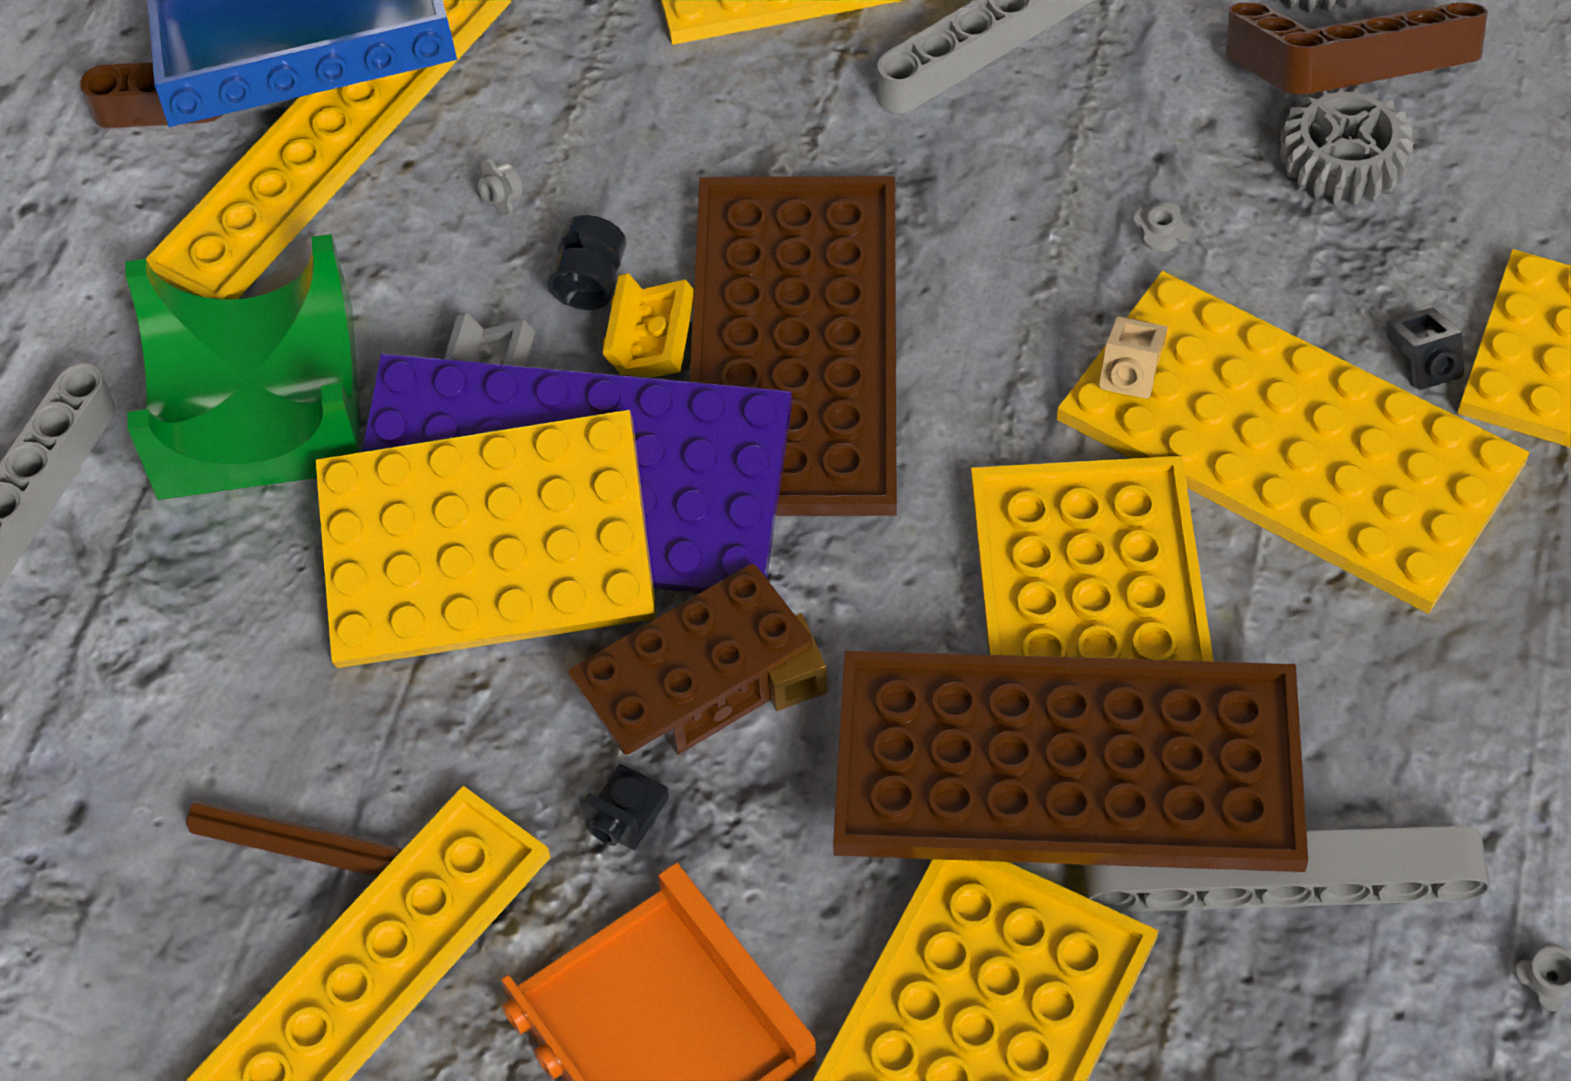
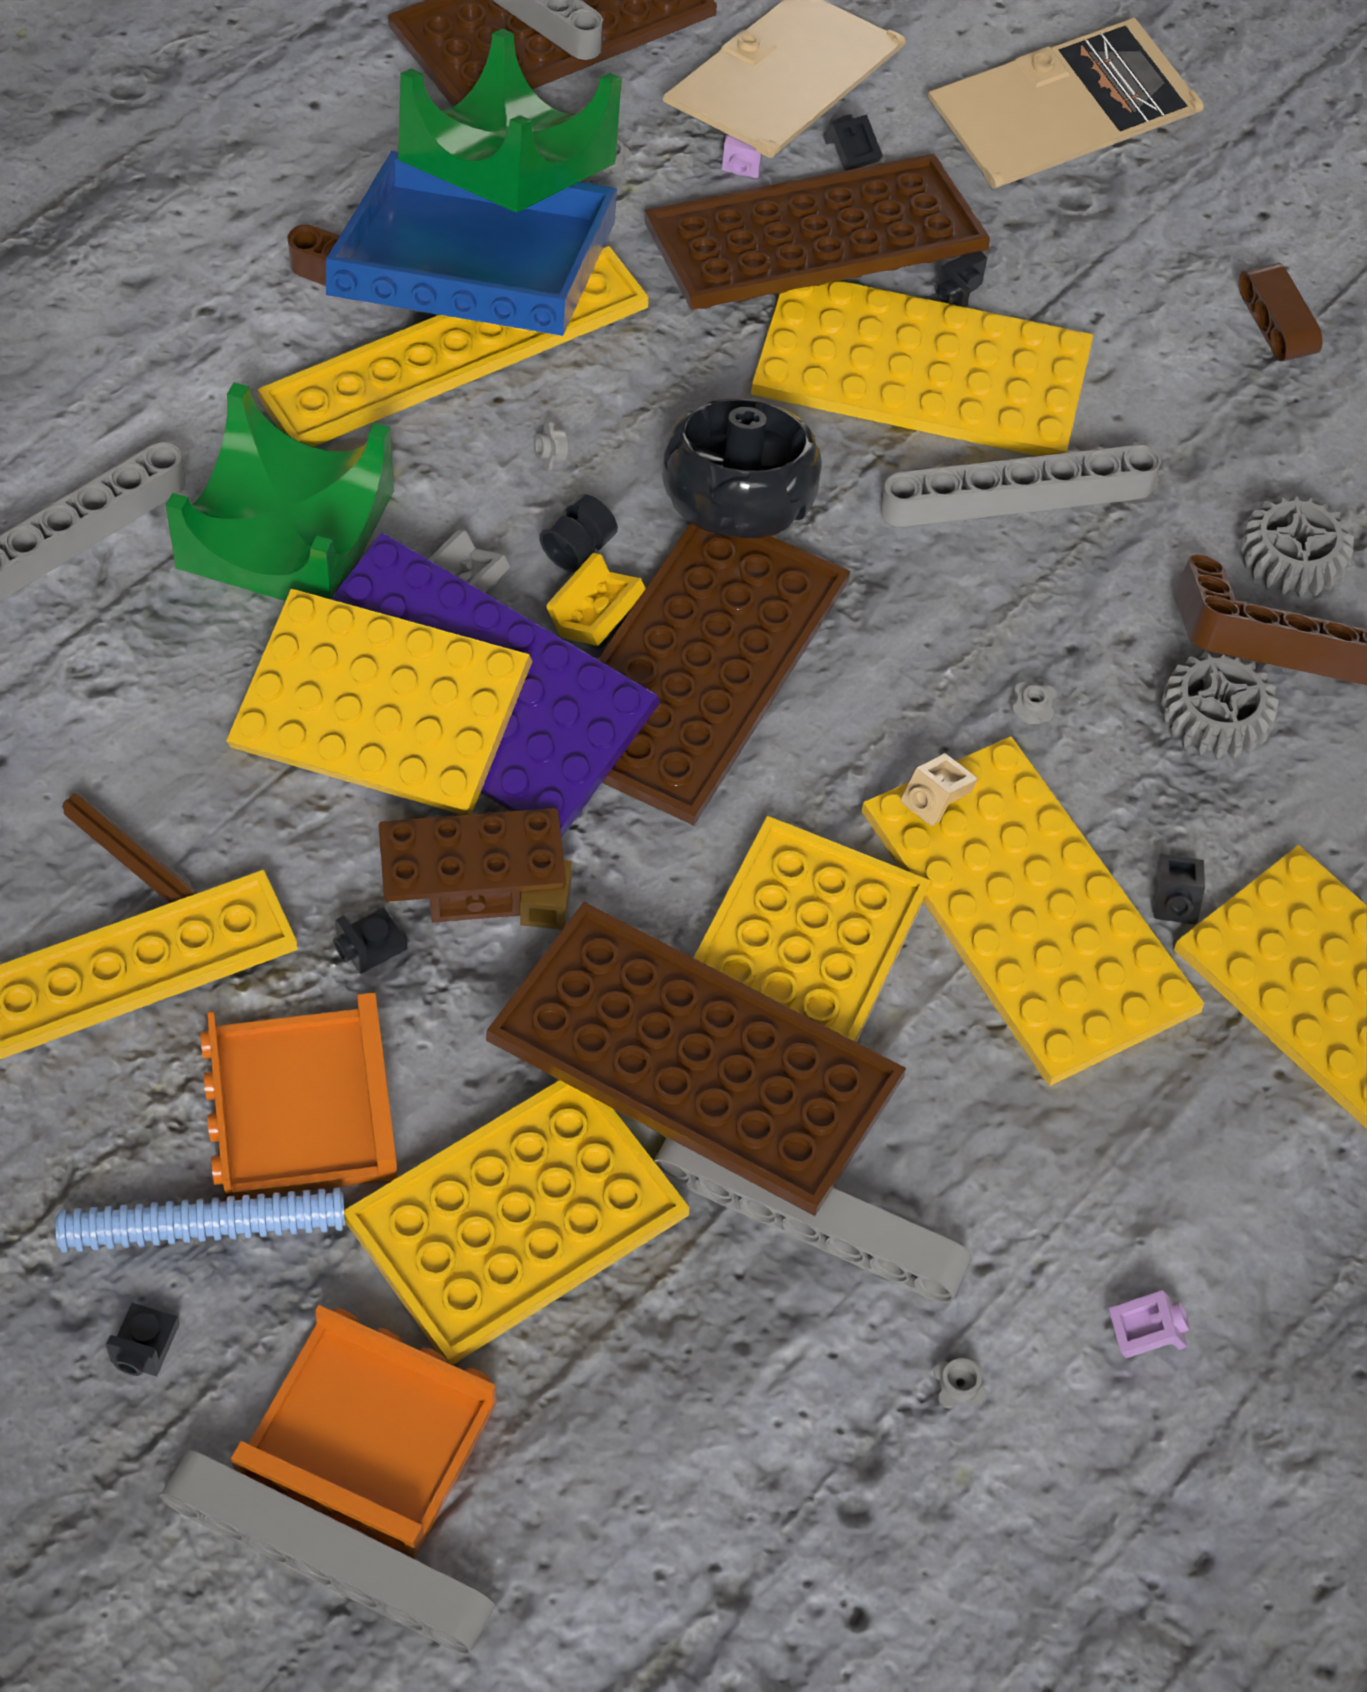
camera: 20 degrees right, 0 degrees up
(724, 117) = (739, 496): none -> black wheel

